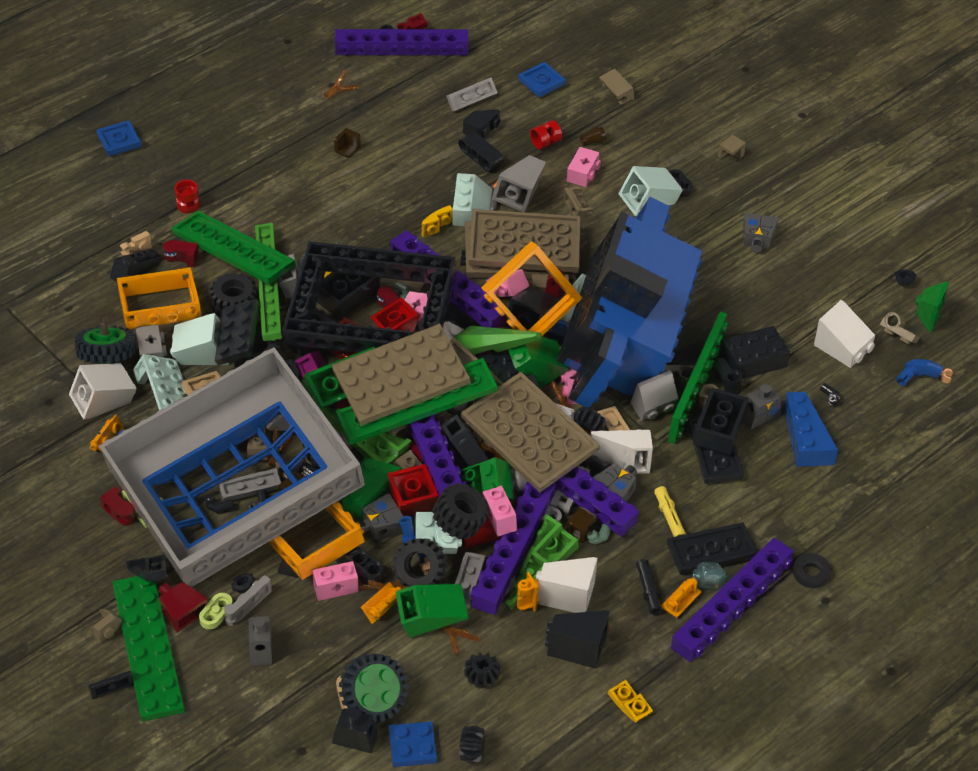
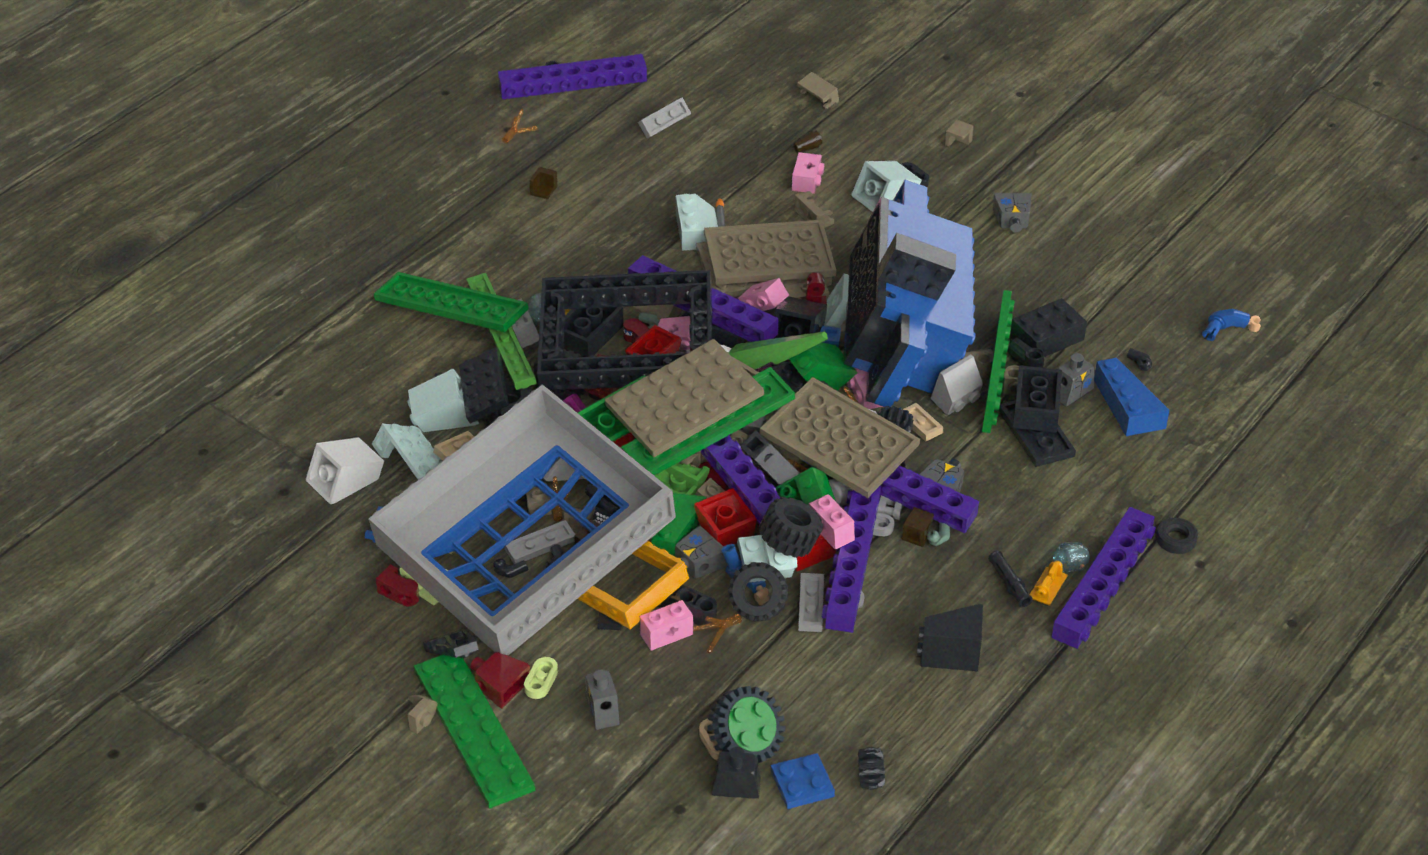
camera: 10 degrees left, 5 degrees down
(105, 343) = (335, 419): black wheel -> none
(108, 431) = (363, 511): light orange hinge -> none
(111, 685) = (443, 774): black slope -> none
(118, 138) = (286, 211): blue plate -> none
(135, 264) = (342, 338): black slope -> none
(138, 243) = (341, 315): tan plate -> none
(150, 341) = (384, 410): light grey brick -> none
(156, 283) = (377, 350): light orange window -> none
(181, 252) = (391, 316): dark red leg -> none
(187, 196) = (382, 259): red wheel -> none
(231, 290) = (460, 346): black tyre -> none
(242, 582) = (563, 644): black animal -> none
(247, 601) = (573, 662): light grey plate -> none
(380, 602) = (724, 639): light orange hinge -> none
(414, 22) = (581, 54): dark red plate -> none
(430, 607) = (782, 634): green slope -> none
(432, 223) = (664, 246): yellow slope -> none
(461, 632) = (810, 657): clear orange plant -> none
(481, 122) = (683, 145): black slope -> none
(481, 151) = (691, 172): black beam -> none
(482, 669) = (856, 691): black gear -> none
(518, 183) = (745, 196): light grey slope -> none
(528, 593) = (885, 604): light orange hinge -> none
(541, 79) = (735, 94): blue plate -> none
(546, 134) = (757, 146): red wheel -> none
(551, 545) = (889, 563): bright green wedge -> none
(555, 313) = (814, 260): light orange window -> none
(567, 584) = (923, 587): white slope -> none
(598, 464) = (916, 464): black pin -> none
(625, 448) = (944, 442): white slope -> none
(629, 702) = (1025, 699): yellow slope -> none
(667, 506) = (1004, 495): light yellow pin -> none
(717, 545) = (1077, 522): black plate -> none
(844, 335) = (1137, 298): white slope -> none
(905, 277) = (1180, 234): black animal -> none
(906, 336) = (1199, 290): dark tan plate -> none
(931, 304) = (1216, 255): green slope -> none

